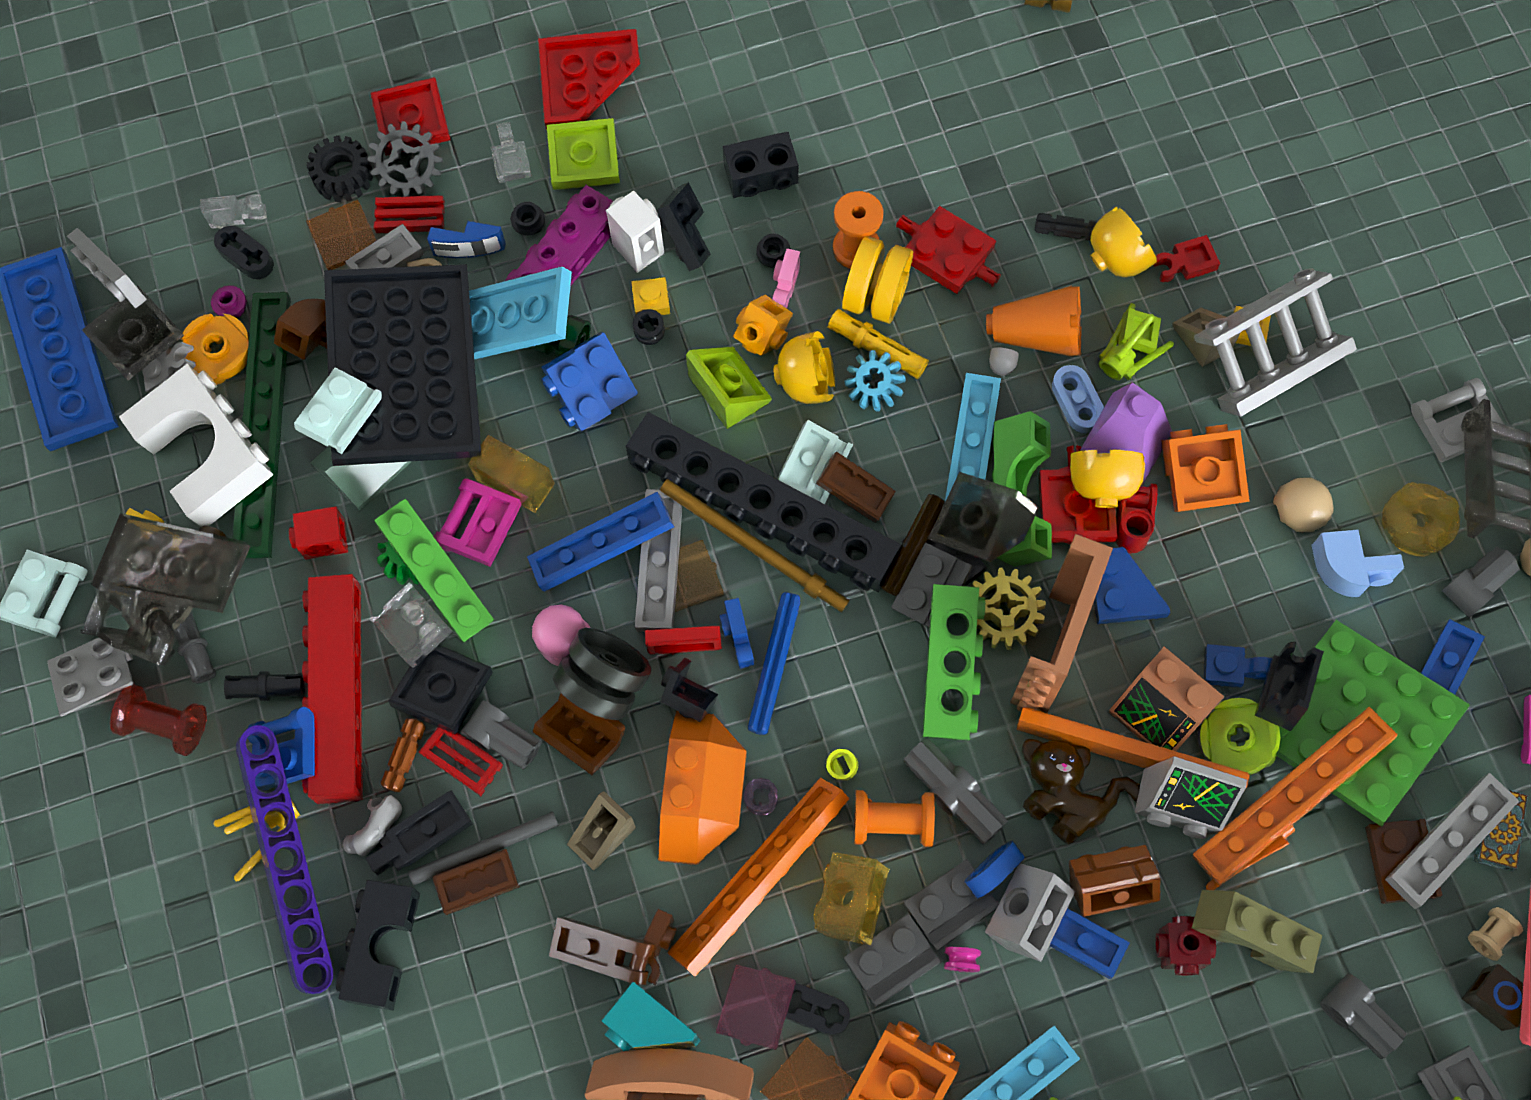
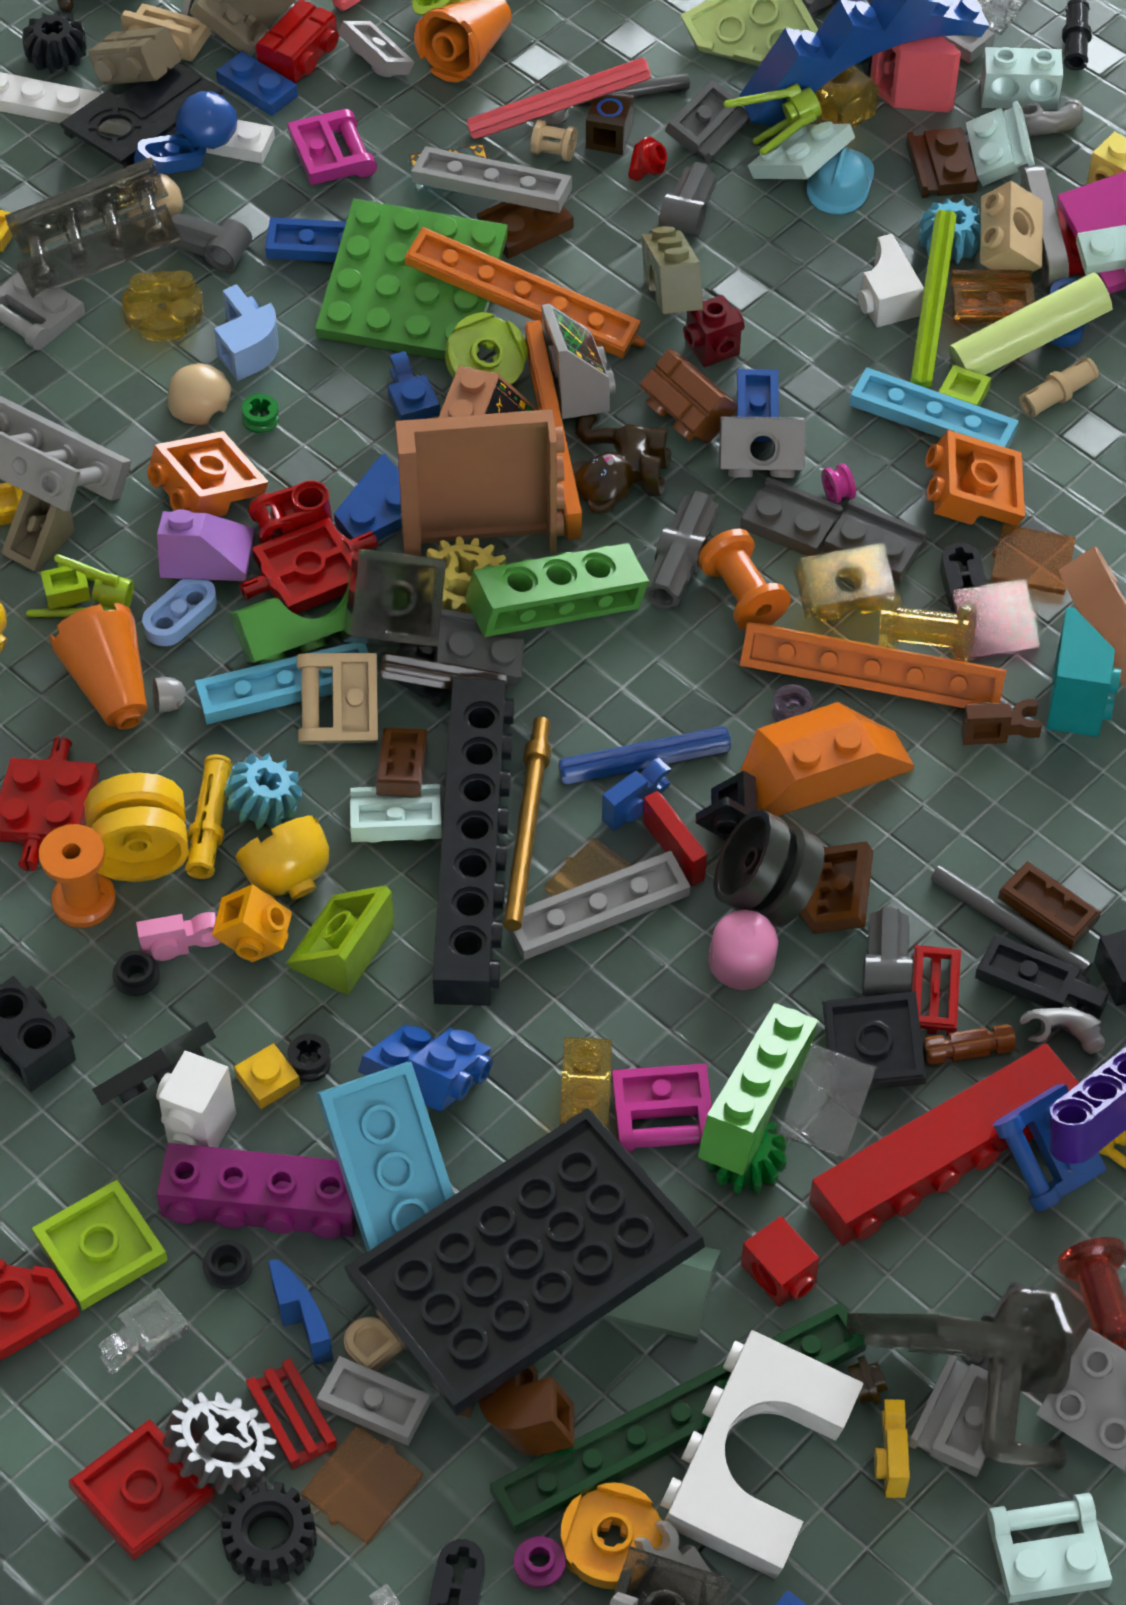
camera: 120 degrees left, 15 degrees down
(264, 686) = (991, 1221): black pin -> none
(338, 410) = (638, 1261): light aqua plate -> none
(600, 541) = (615, 960): blue plate -> none
(600, 950) = (1039, 751): plate -> none
(601, 831) = (921, 816): dark tan slope -> none
(766, 935) = (928, 627): none -> clear yellow piece
(835, 768) = (709, 642): neon yellow hinge -> none
(927, 473) = (352, 698): none -> tan plate
(994, 869) = (742, 490): blue beam -> none
(1107, 475) = (274, 524): yellow cylinder -> none
(1266, 532) = (263, 403): none -> green bush
(1288, 686) = (420, 315): black hinge -> none
(1438, 1012) = (647, 157): none -> red plate

